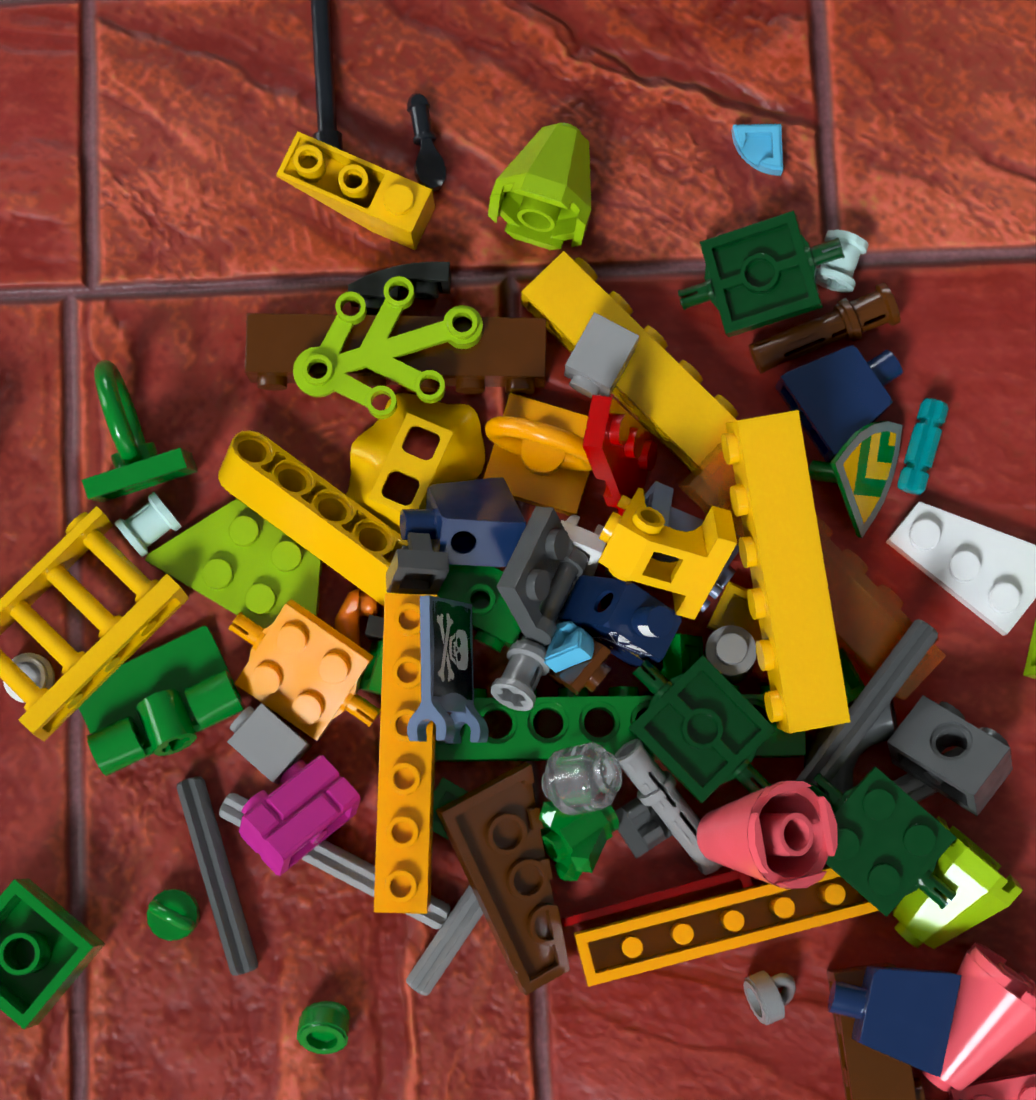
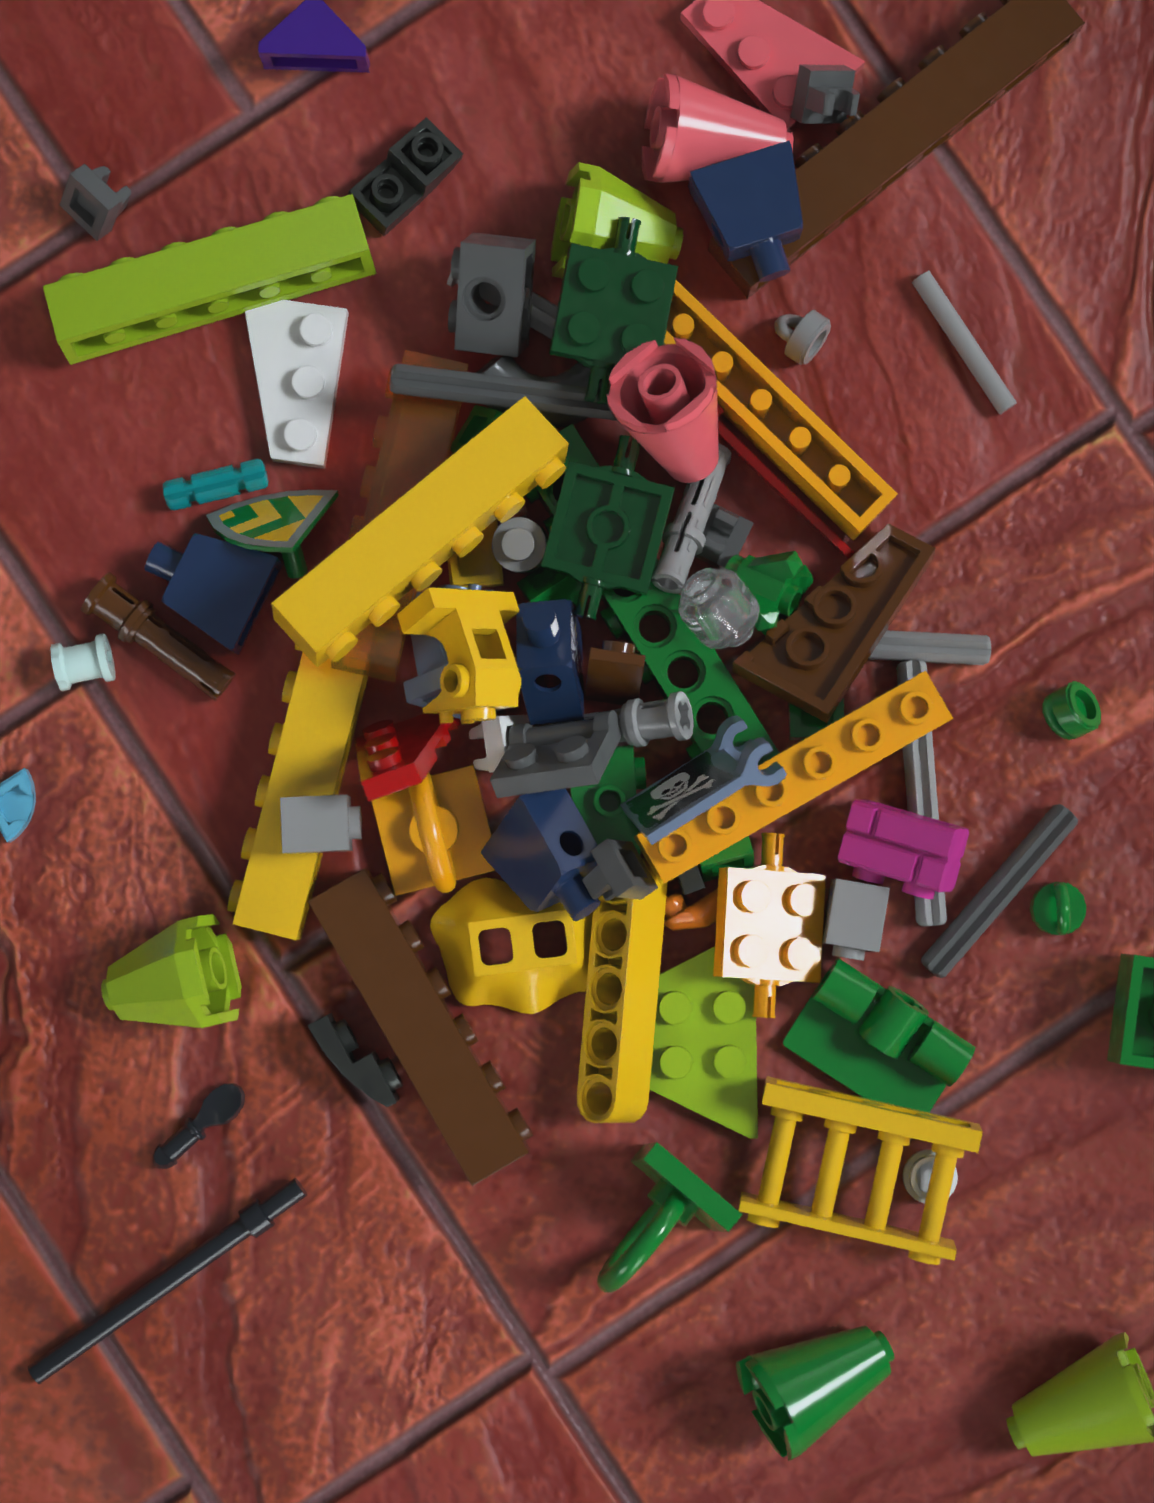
camera: 125 degrees left, 5 degrees up
(147, 524) = (723, 1156): light aqua bush -> none
(359, 190) = (287, 1159): yellow slope -> none
(380, 352) = (437, 1034): lime plant -> none
(568, 647) = (606, 690): medium azure tile -> none
(761, 274) = (141, 727): dark green plate -> none

